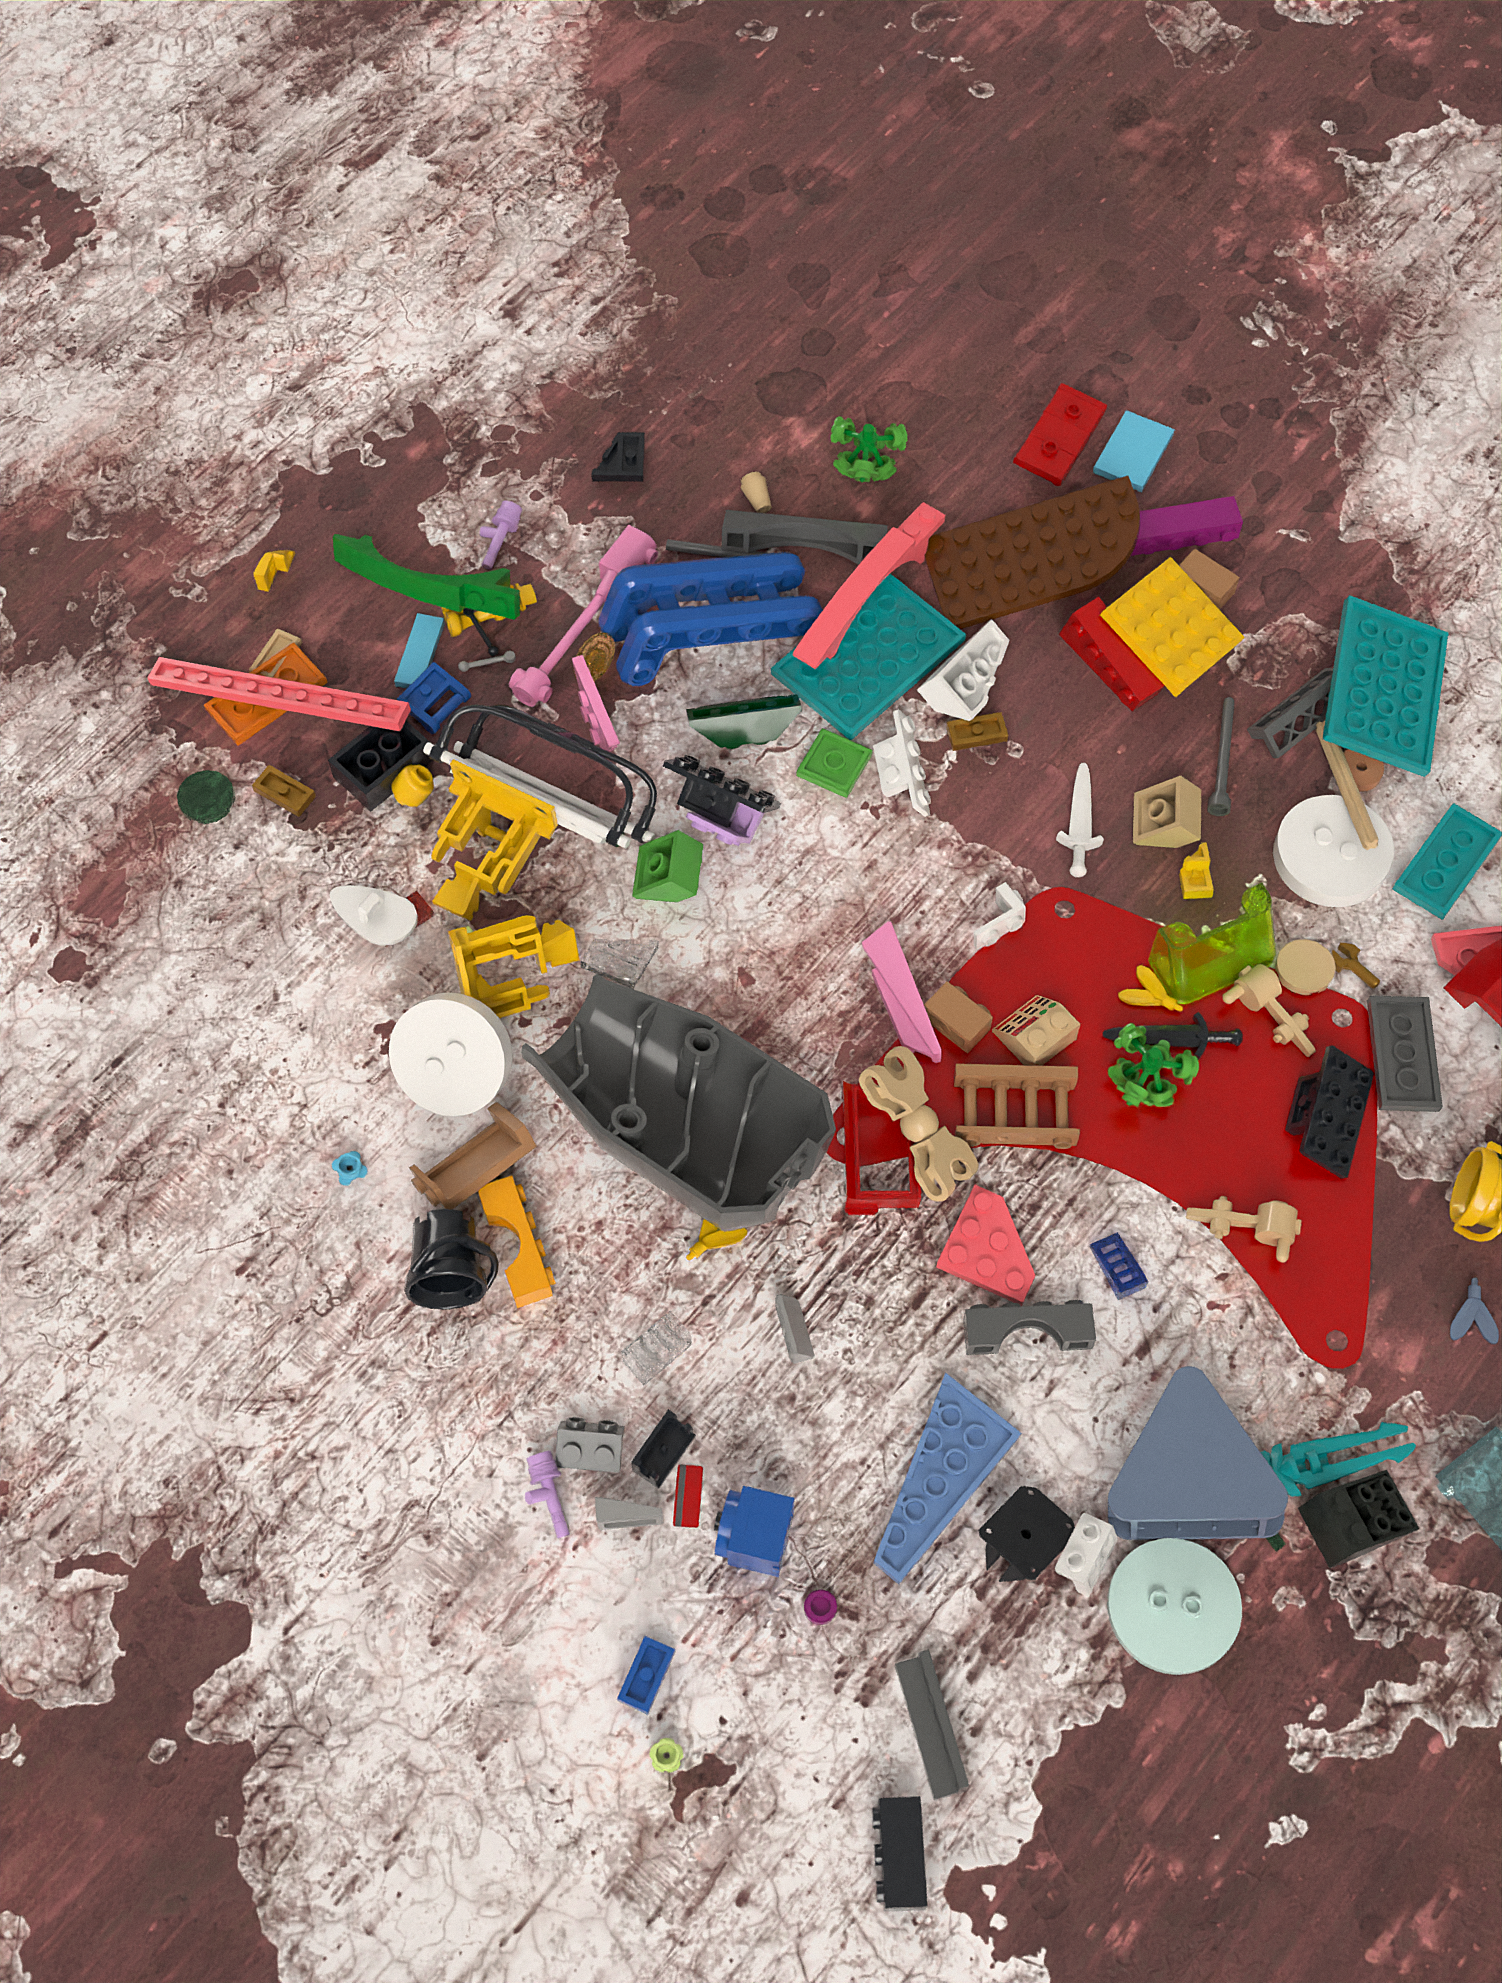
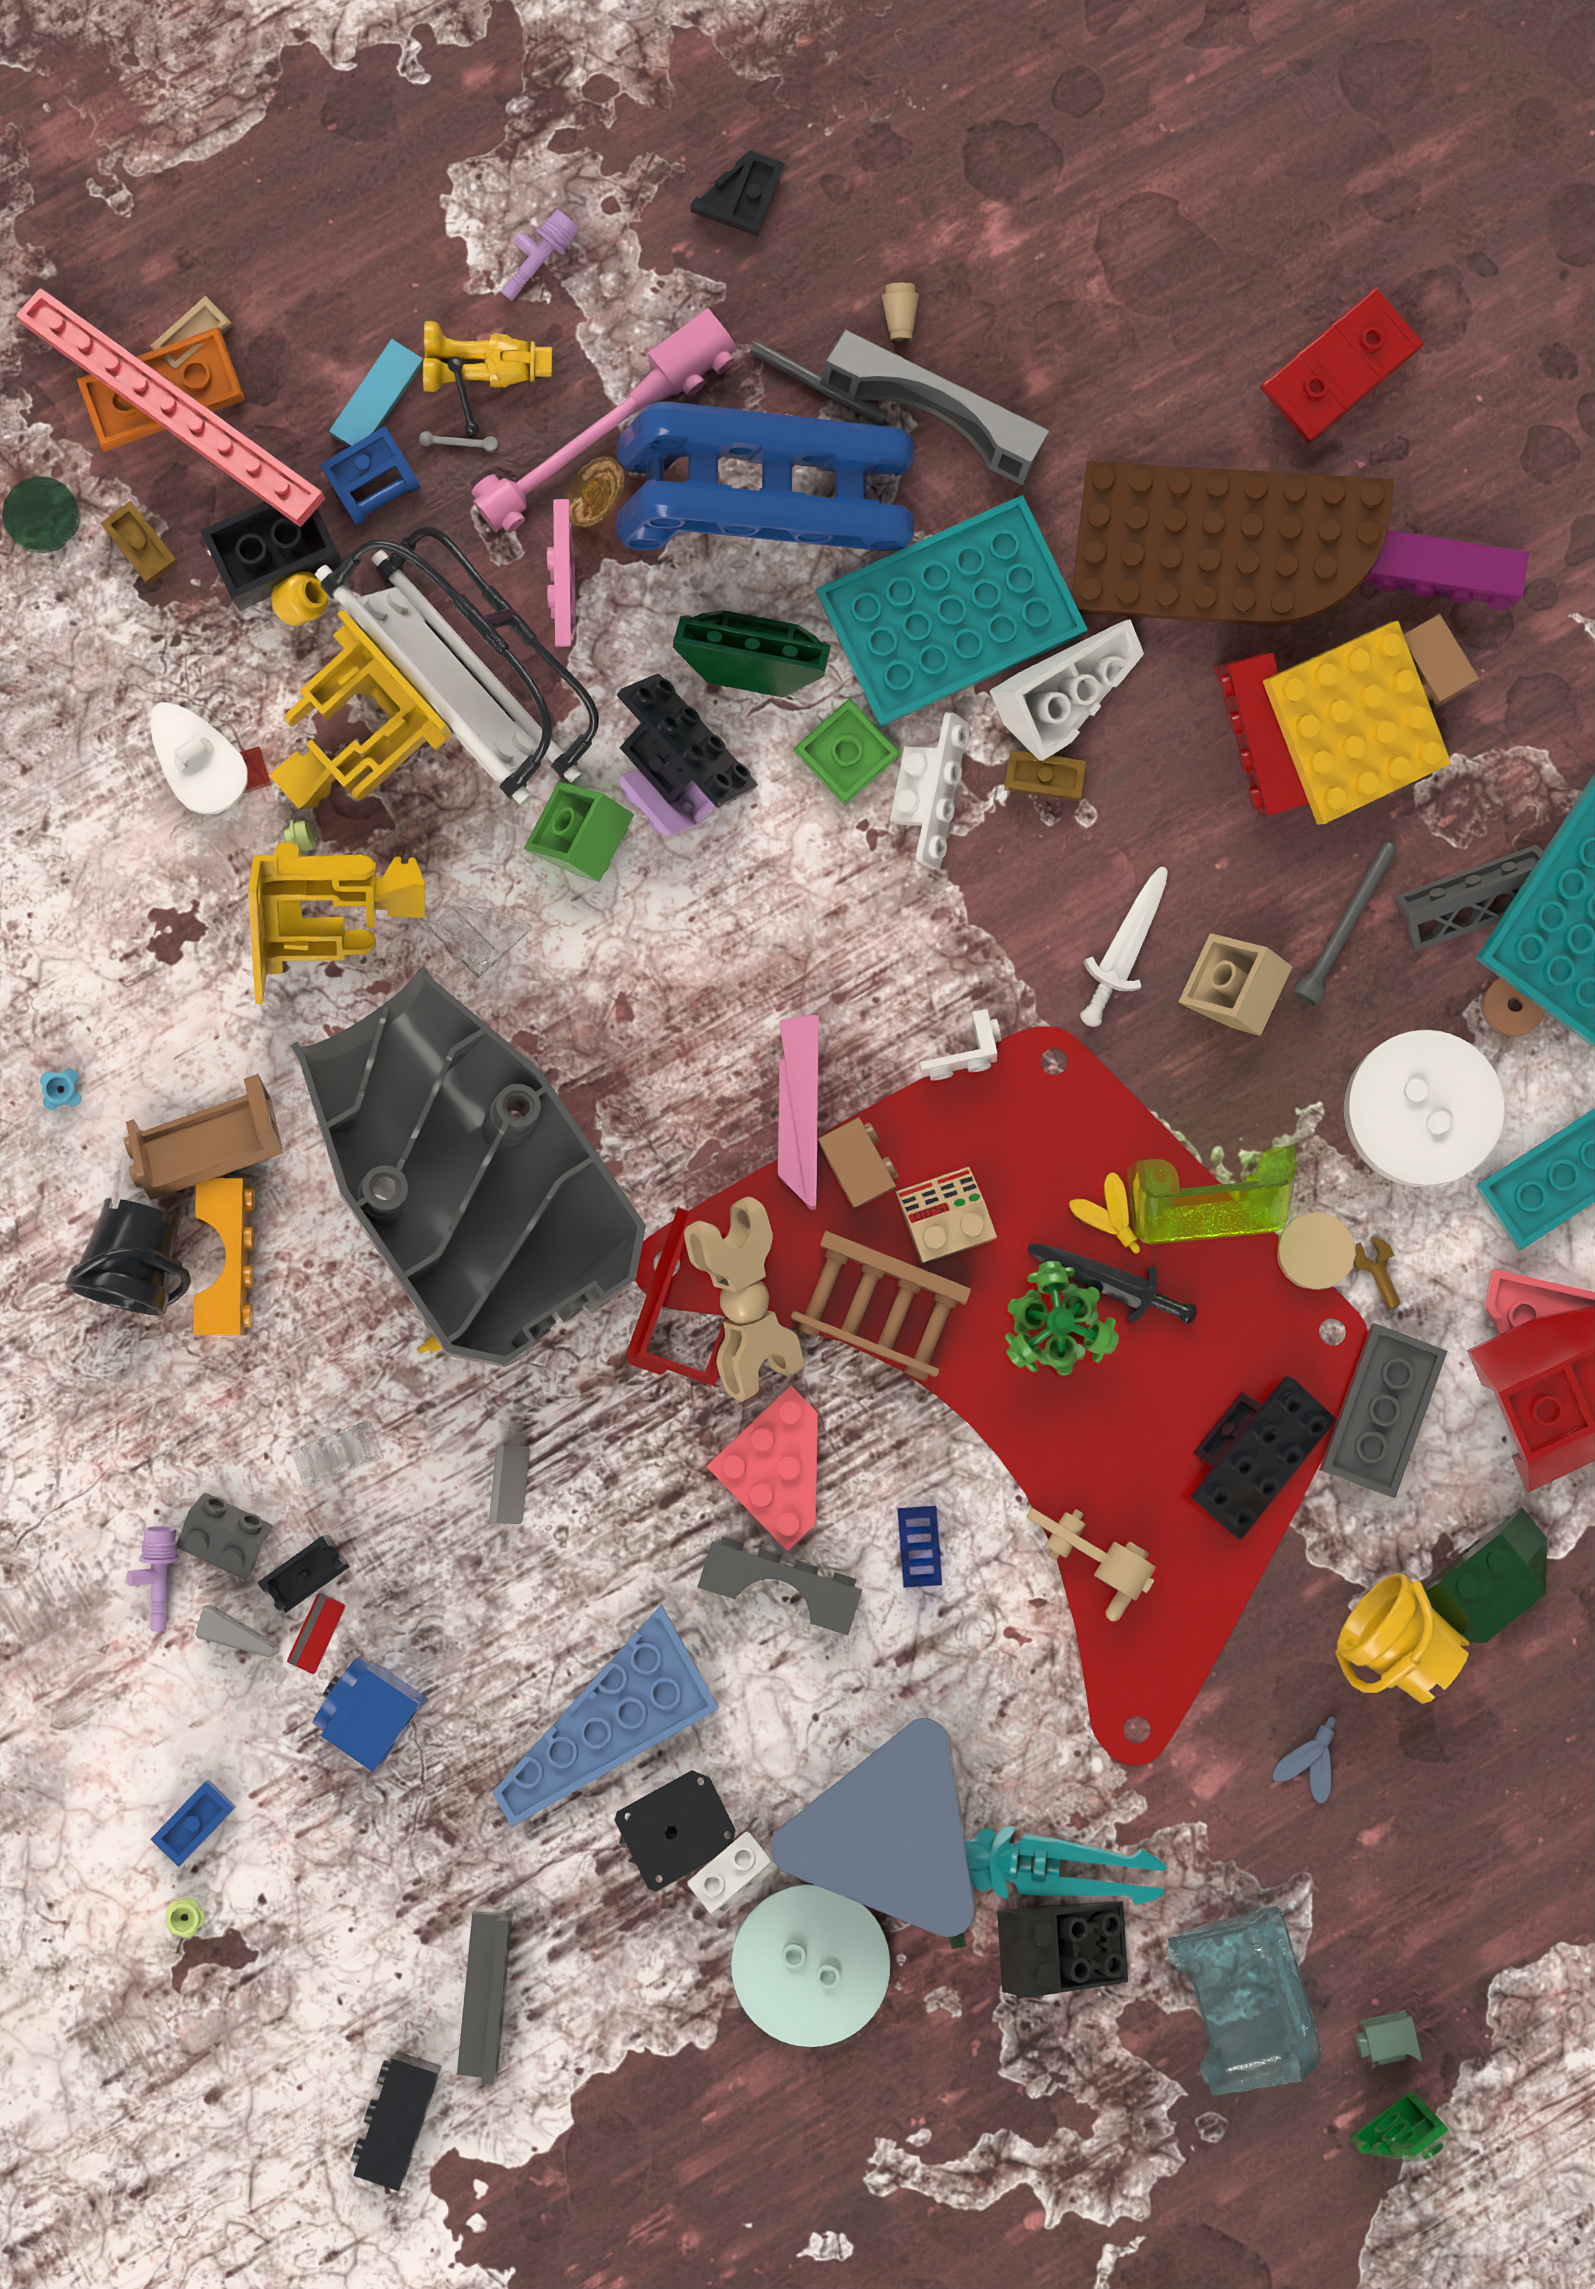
camera: 20 degrees right, 20 degrees up
(268, 566) = (223, 195): yellow slope -> none
(450, 1054) = (217, 1000): white brick -> none
(481, 591) = (472, 350): green slope -> none
(820, 1607) = (415, 1817): magenta tile -> none
(869, 442) = (1073, 289): bright green plant -> none
(897, 547) = (1039, 480): coral slope -> none
(1134, 450) = (1432, 423): medium azure tile -> none
(1195, 875) = (1237, 1077): yellow slope -> none
(1258, 989) = (1241, 1265): tan piece -> none
(1349, 791) = (1476, 1046): tan axle -> none

